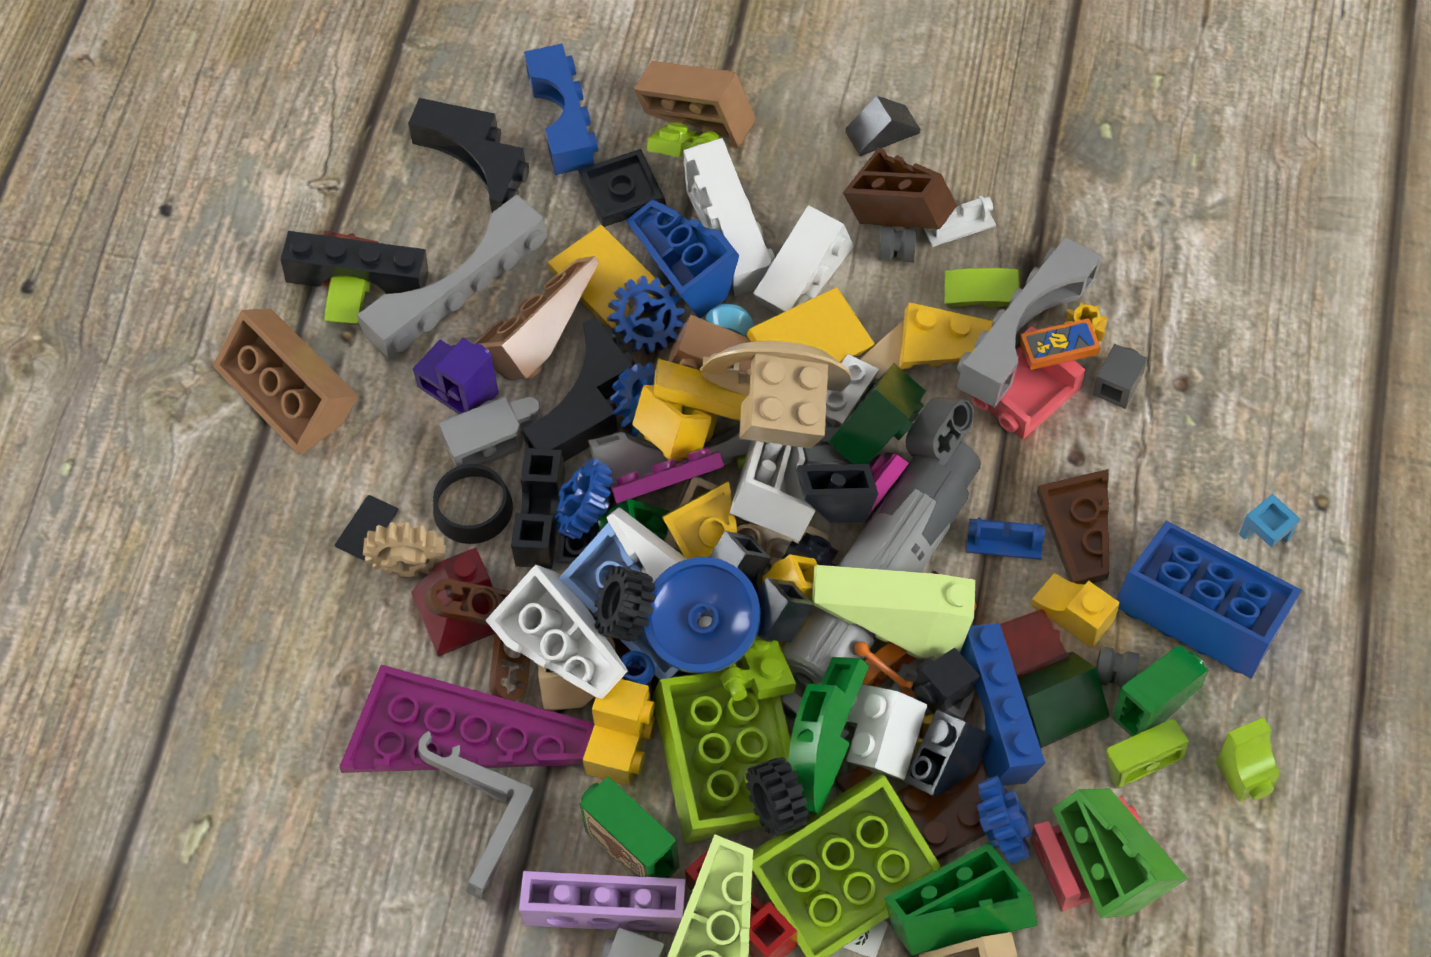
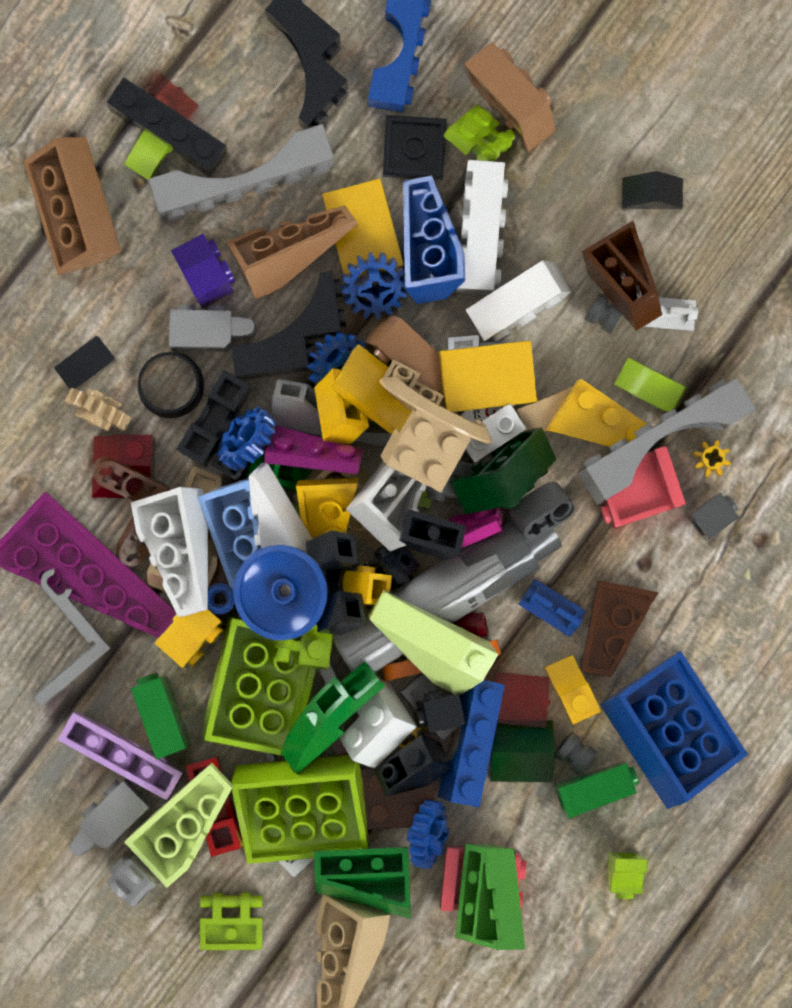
camera: 20 degrees right, 25 degrees up
(624, 604) = (229, 555): black tyre -> none
(731, 318) = (434, 325): medium azure cone -> none
(777, 796) = (271, 750): black tyre -> none
(862, 649) = (391, 662): orange hinge -> none
(1059, 344) = (677, 475): tile -> none
(1146, 753) = (559, 828): lime slope -> none
(1270, 521) = (752, 698): dark azure panel -> none

